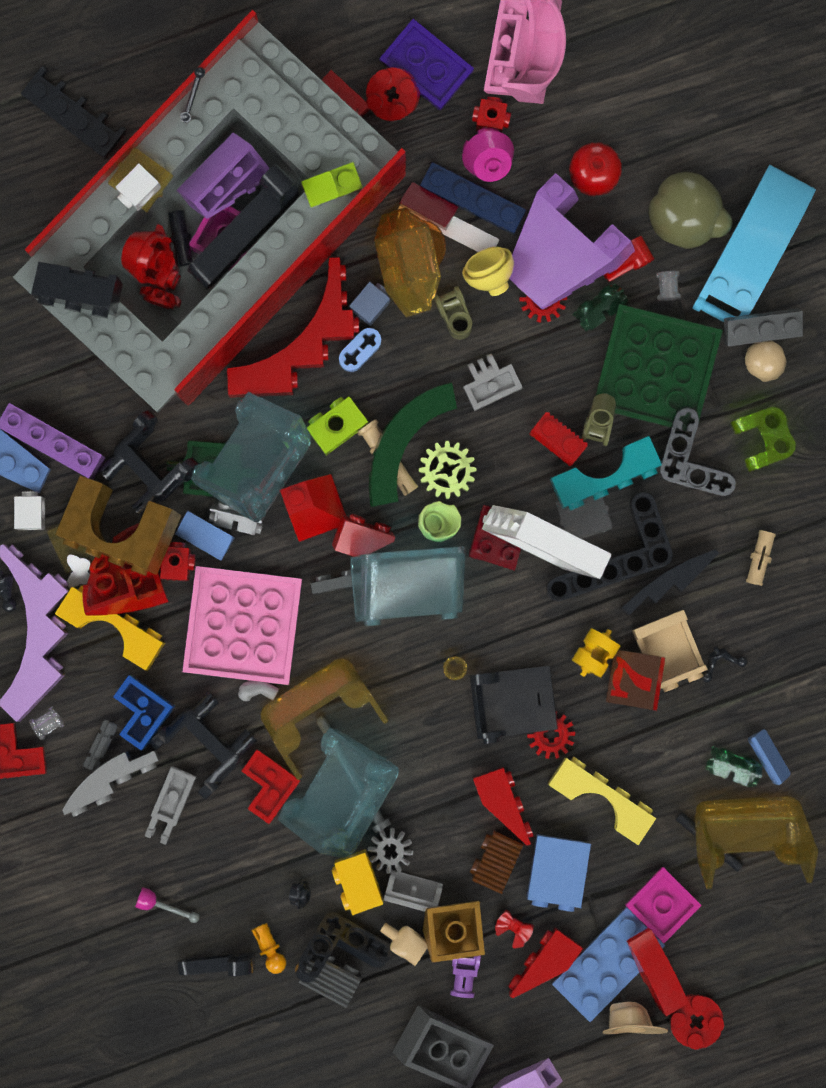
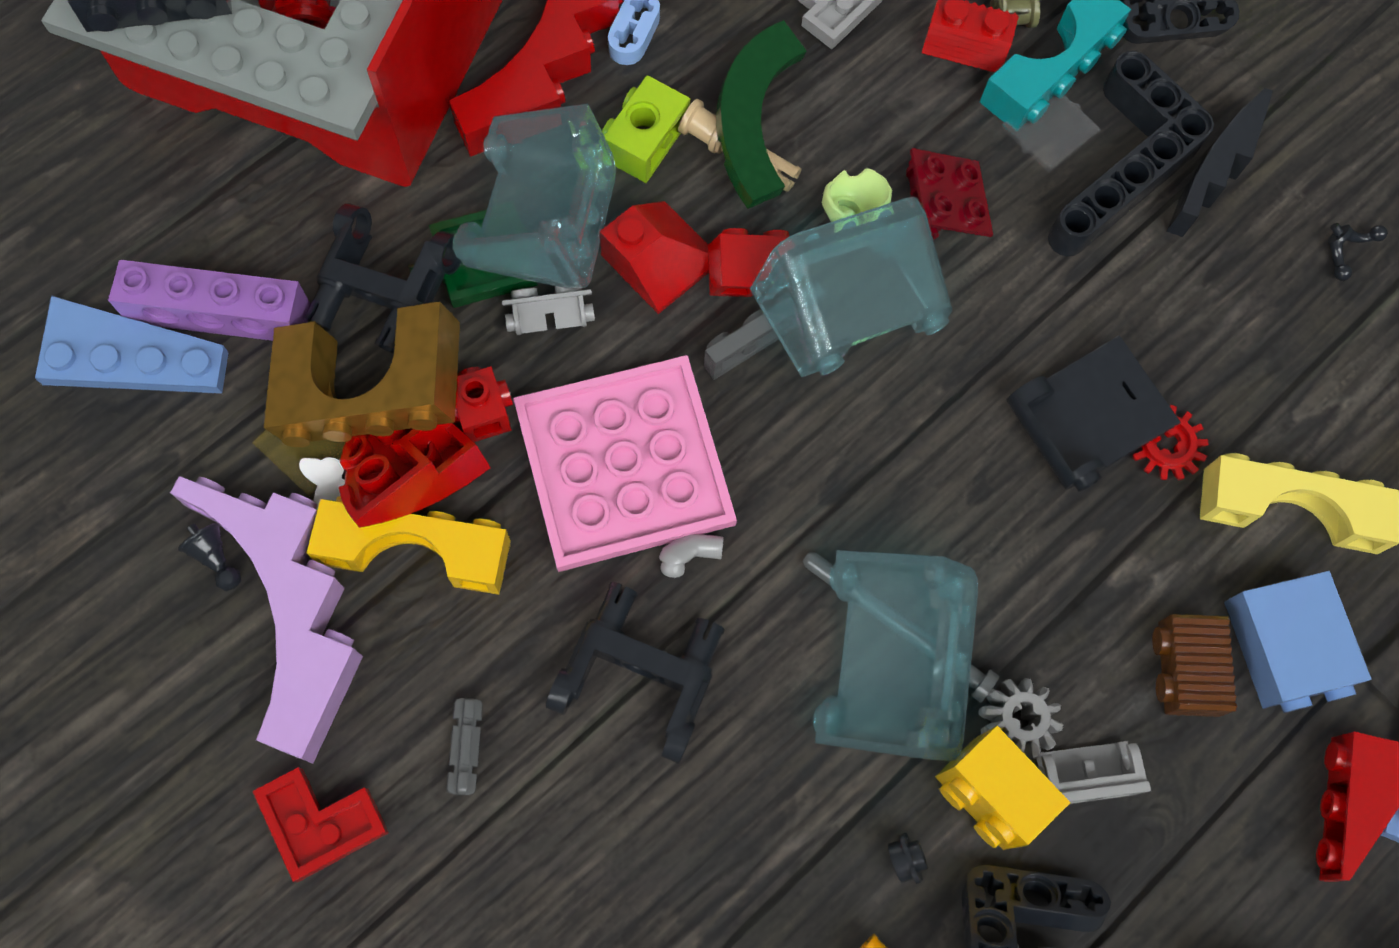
camera: 25 degrees left, 15 degrees down
(29, 512) = (212, 419): white brick -> none
(46, 723) = (358, 745): clear bush -> none
(100, 783) = (486, 814): light grey slope -> none
(148, 708) = (526, 648): blue brick -> none
(171, 801) = (622, 791): light grey hinge -> none
(204, 535) = (510, 351): medium blue slope -> none
(276, 784) = (786, 688): red plate -> none
(308, 696) = (749, 571): clear yellow windscreen -> none
(405, 942) = (1123, 865): tan piece -> none
(442, 458) = (833, 130): yellowish green gear -> none
(454, 931) = (1195, 807): pearl gold slope -> none
(459, 660) = (978, 387): clear yellow bush -> none
(465, 968) = (1237, 867): medium lavender connector -> none
(497, 797) = (1149, 566): red slope -> none
(522, 930) = (1294, 764): red piece -> none
(546, 541) = (1129, 109): white window -> none
(596, 652) = (1175, 293): yellow wheel -> none
(635, 680) = (1253, 307): reddish brown tile -> none
(672, 639) = (1271, 256): tan panel -> none
(757, 574) = (1323, 89): tan pin -> none

